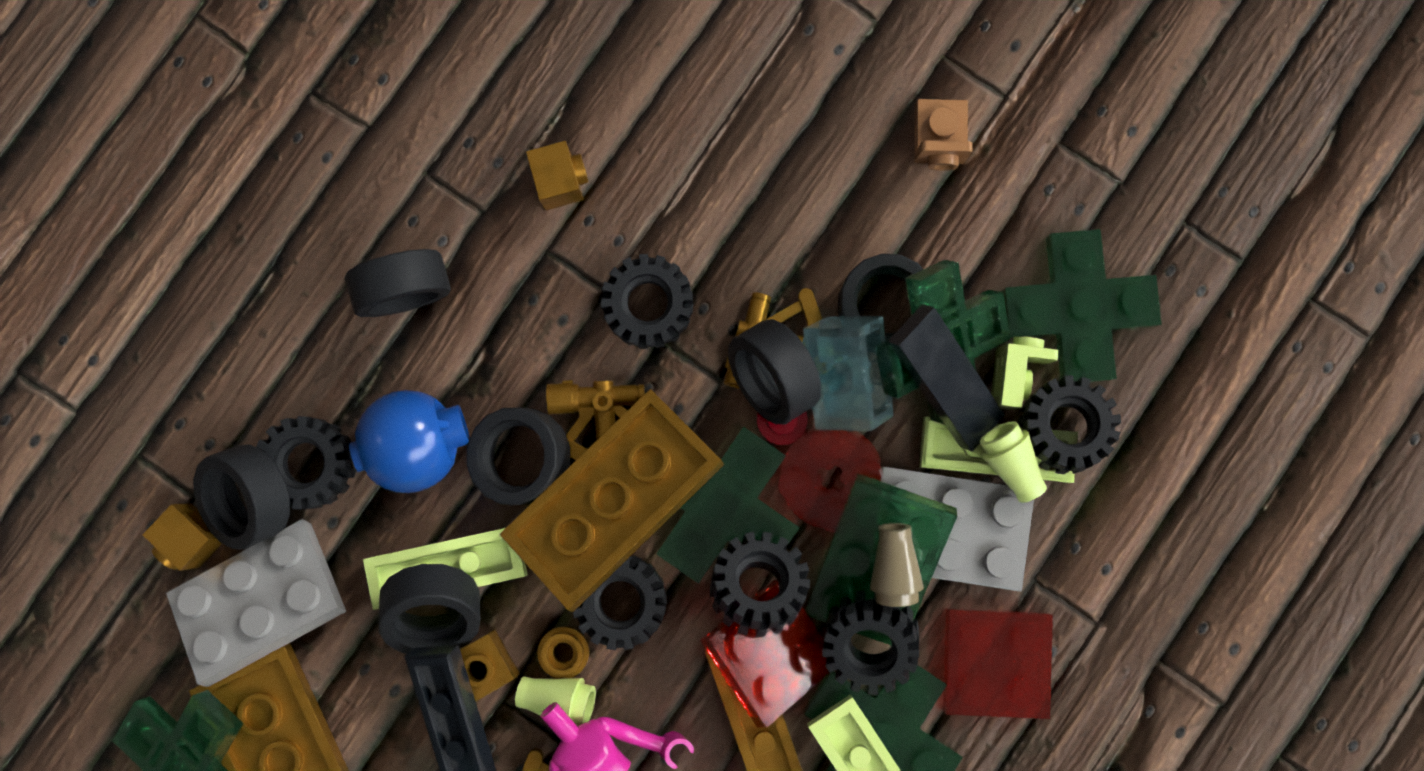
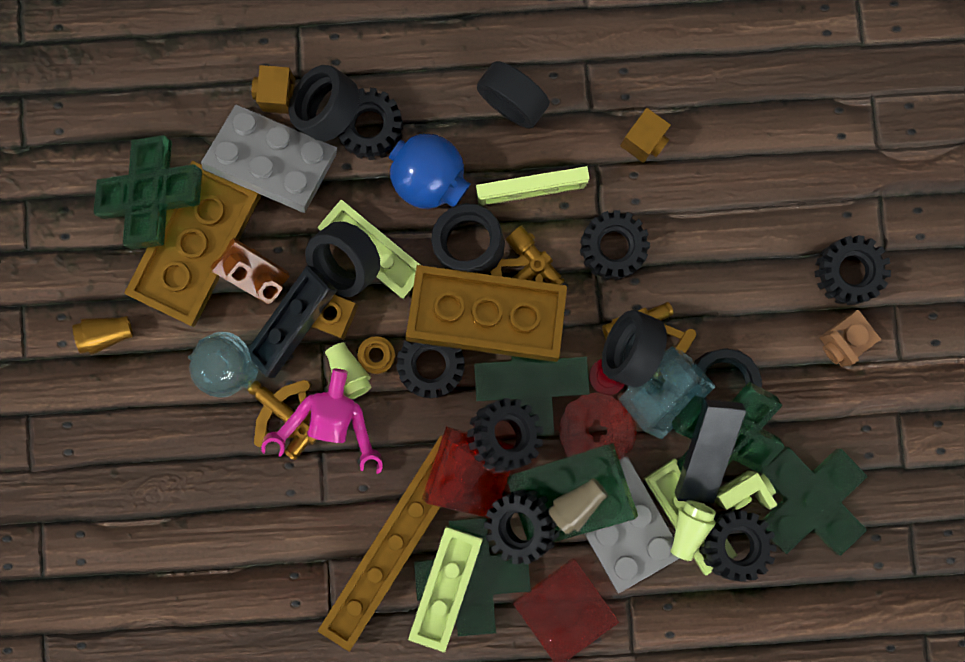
camera: 45 degrees right, 0 degrees up
(362, 722) = (250, 271): none -> dark orange hips
(513, 340) = (532, 186): none -> yellowish green tile
(876, 43) = (872, 261): none -> black tyre

